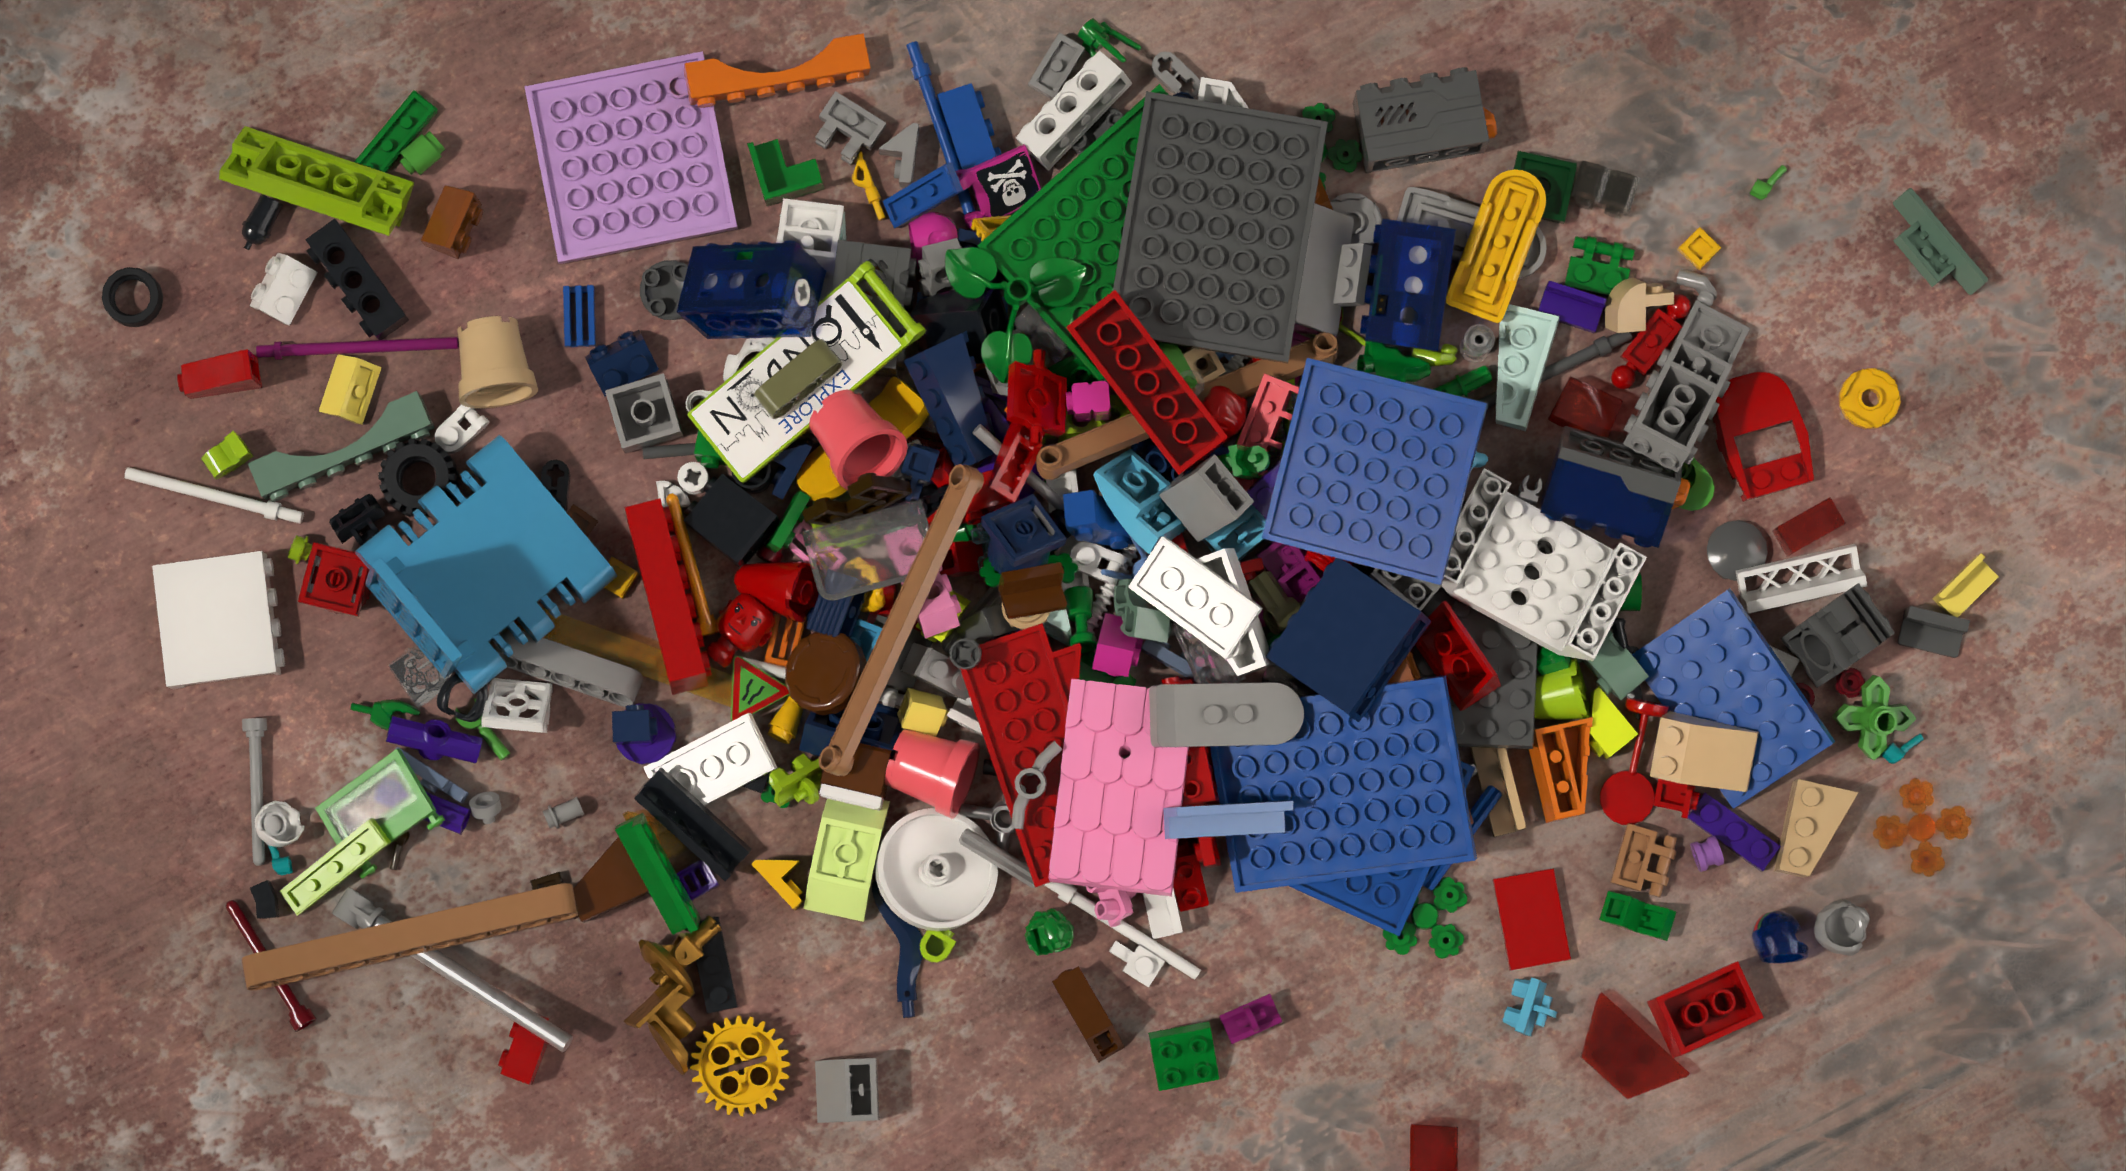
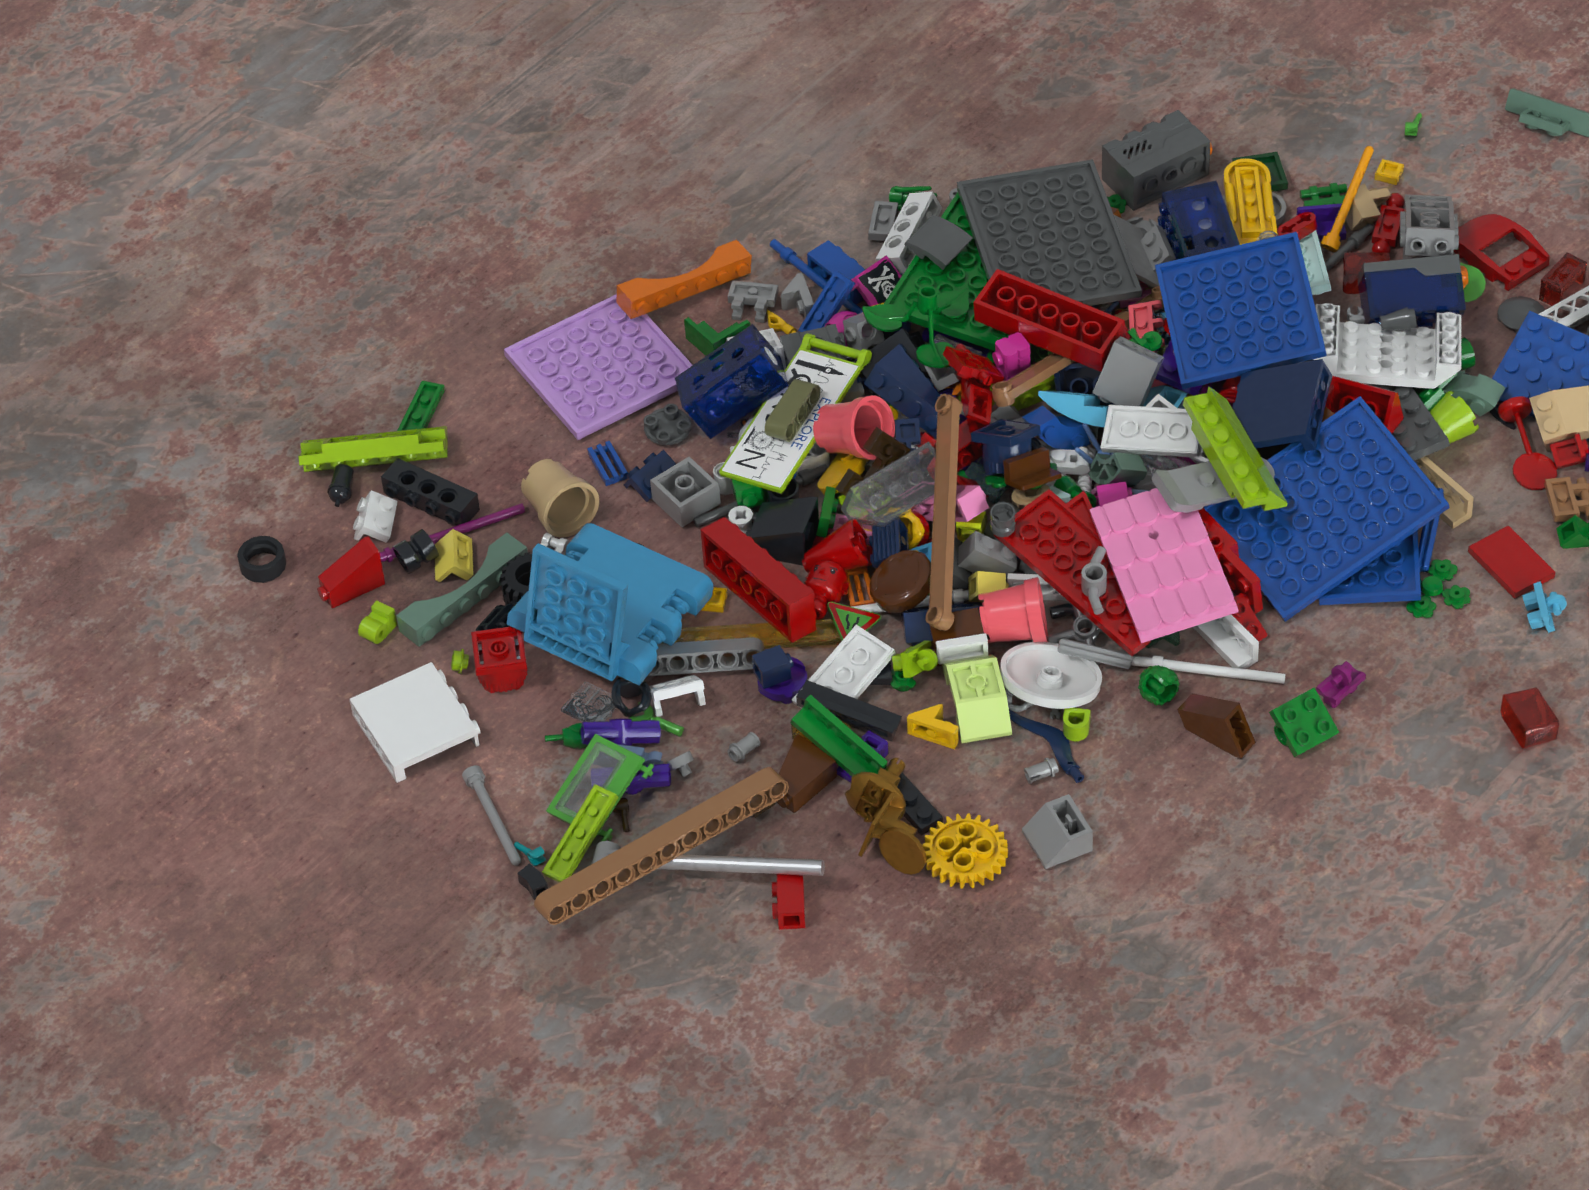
camera: 20 degrees left, 35 degrees down
(271, 509) = (426, 647): white bar -> none
(278, 824) = (521, 827): white hair -> none
(299, 1014) = (597, 943): dark red piece -> none
(310, 368) = (415, 551): none -> black wheel
(421, 153) = (445, 409): bright green brick -> none
(452, 222) = (487, 434): dark orange slope -> none
(786, 722) = (888, 632): yellow cone -> none
(792, 459) = (808, 478): dark blue slope -> none
(872, 988) = (1041, 770): none -> light grey pin
(1083, 178) = (938, 241): none -> dark grey slope
(1113, 904) = (1191, 646): bright pink hips -> none
(1140, 964) = (1237, 686): white plate -> none
(1225, 819) = (1251, 548): medium blue fence -> none
(1260, 692) = (1232, 452): none -> lime slope
(1536, 308) = (1302, 224): none -> red beam
(1561, 768) = (1476, 462): orange wedge -> none
(1570, 339) = (1332, 239): none -> light orange piece
(1570, 534) = (1399, 320): none -> dark grey cone
(1604, 189) = (1304, 158): clear smoke brick -> none
(1609, 727) = (1495, 432): neon yellow slope -> none
(1700, 283) = (1403, 186): light grey arm -> none
(1851, 398) = (1558, 218): yellow tile -> none

